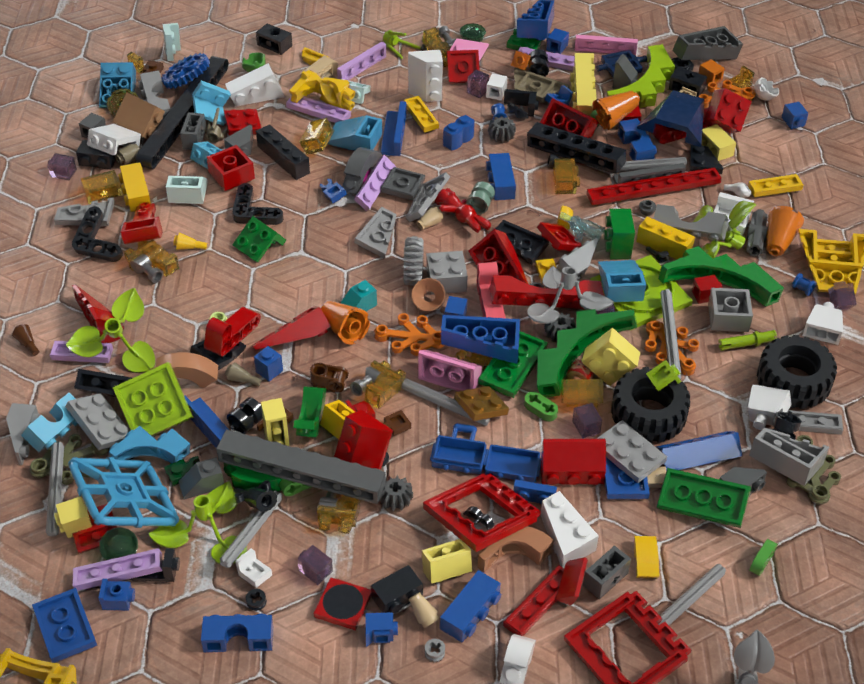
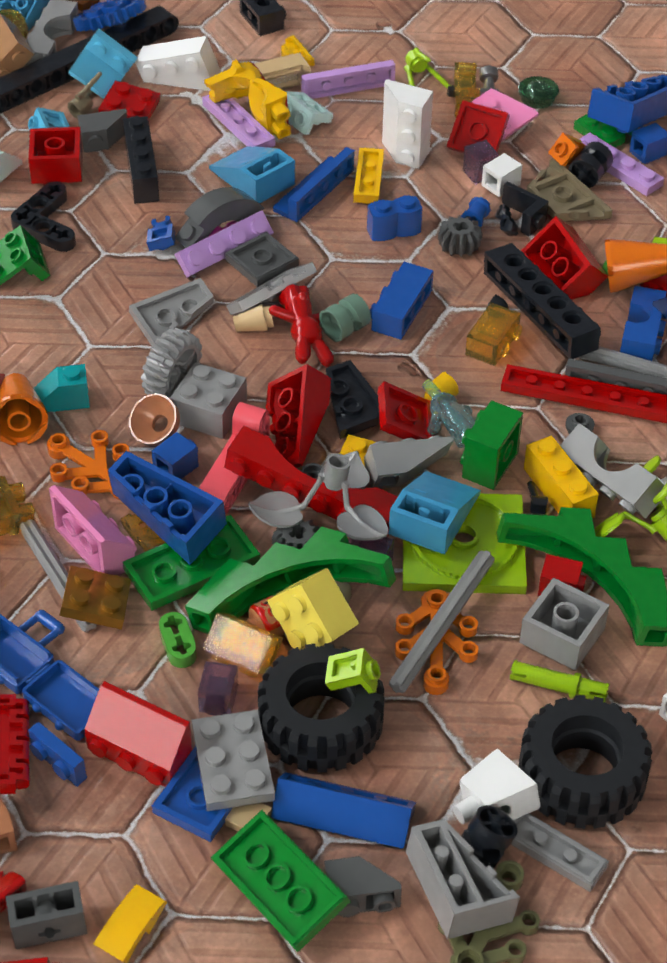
camera: 30 degrees right, 0 degrees up
(193, 130) = (52, 90): dark grey brick -> none
(254, 61) = (213, 30): bright green hair -> none
(316, 136) = (200, 154): clear yellow brick -> none
(563, 96) = (584, 225): blue bracket -> none
(570, 531) = (48, 831): white wedge -> none
(583, 82) = (632, 212): light yellow wedge -> none

